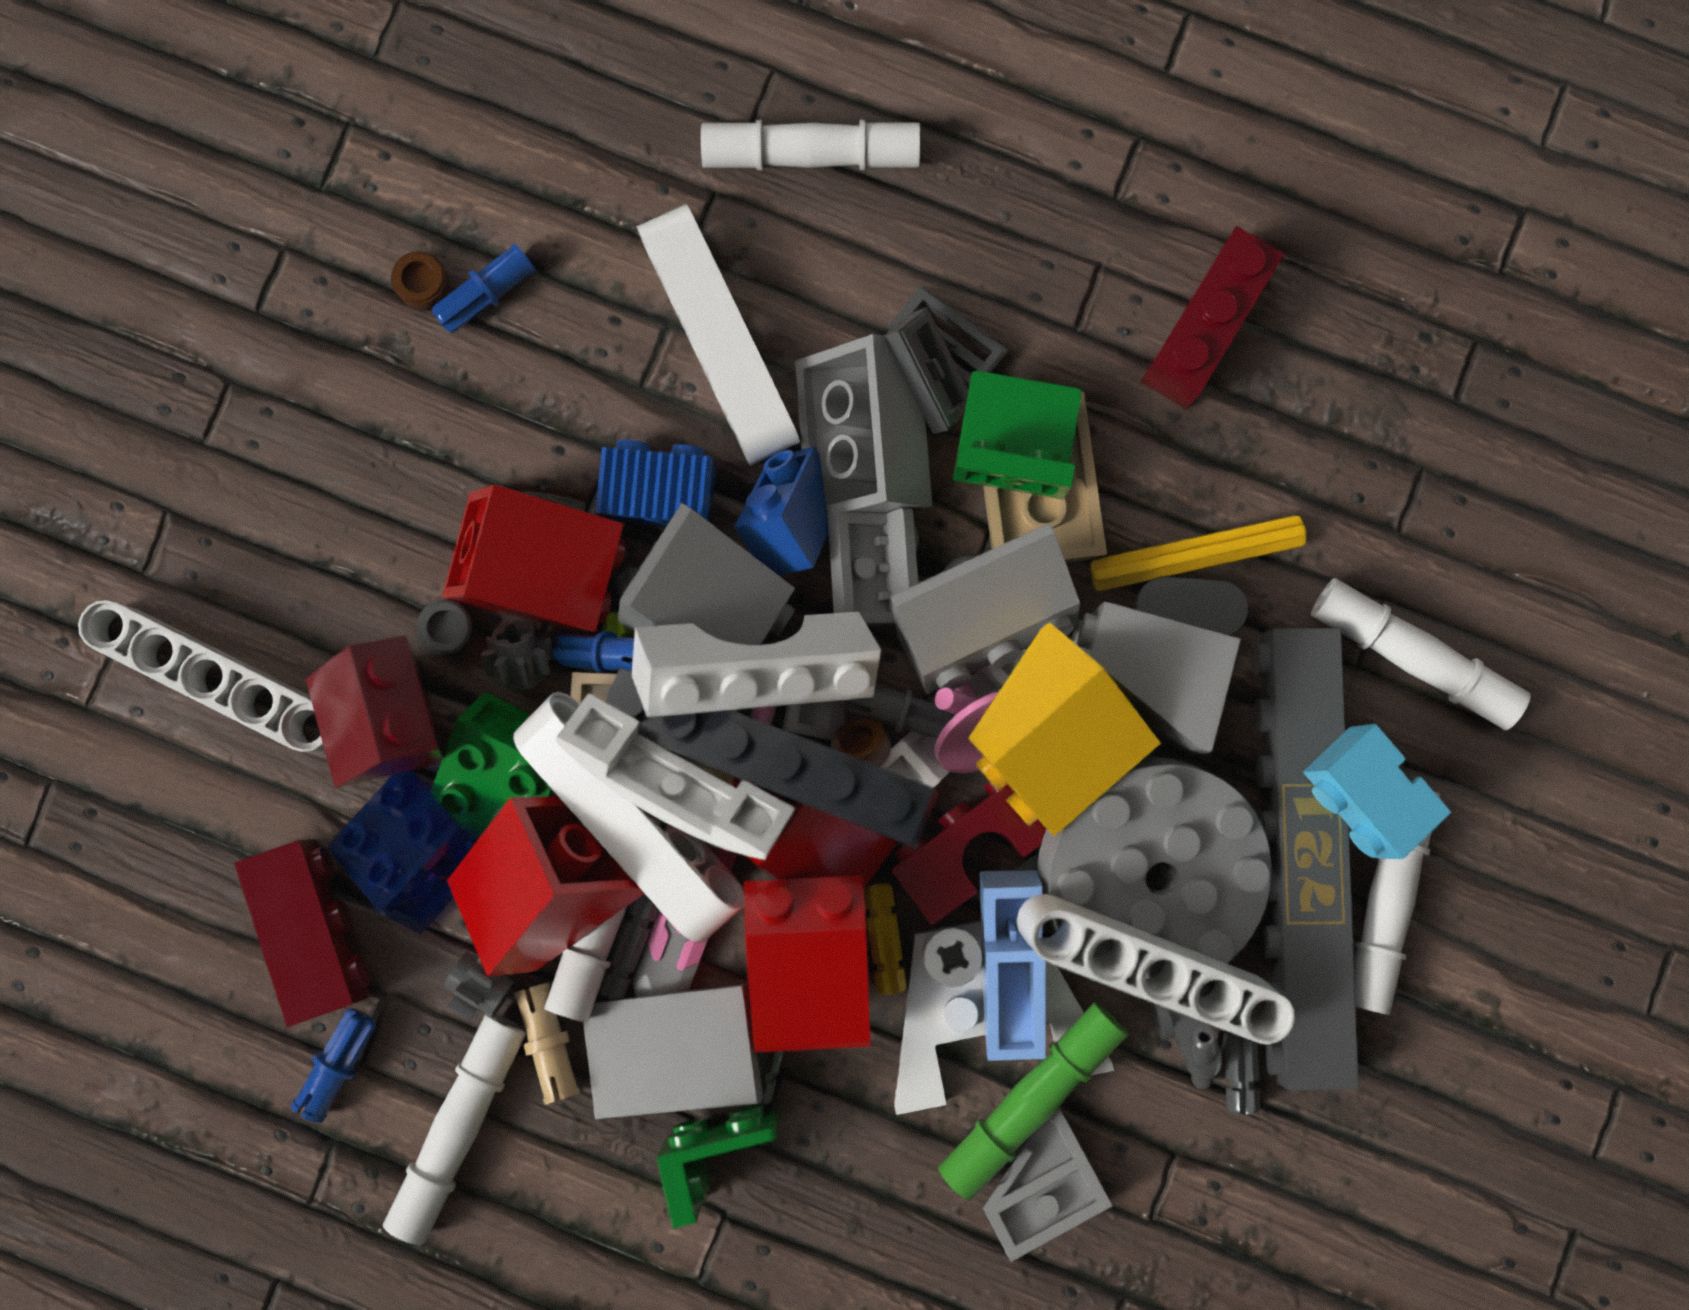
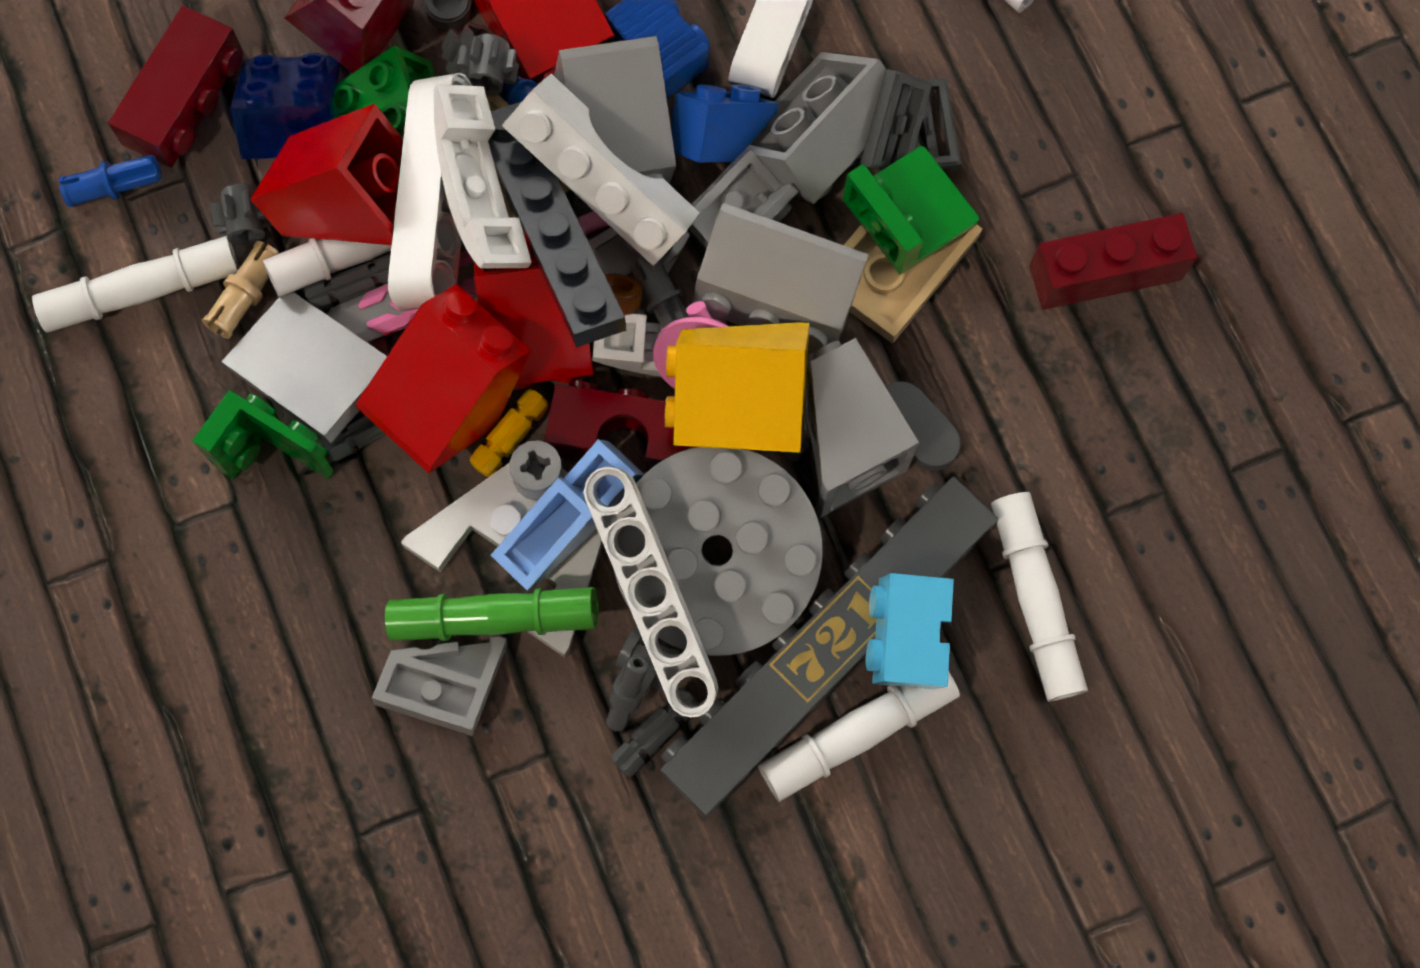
camera: 45 degrees right, 10 degrees down
(556, 660) = (488, 63): none -> dark grey gear
(1197, 553) = (957, 397): yellow axle -> none

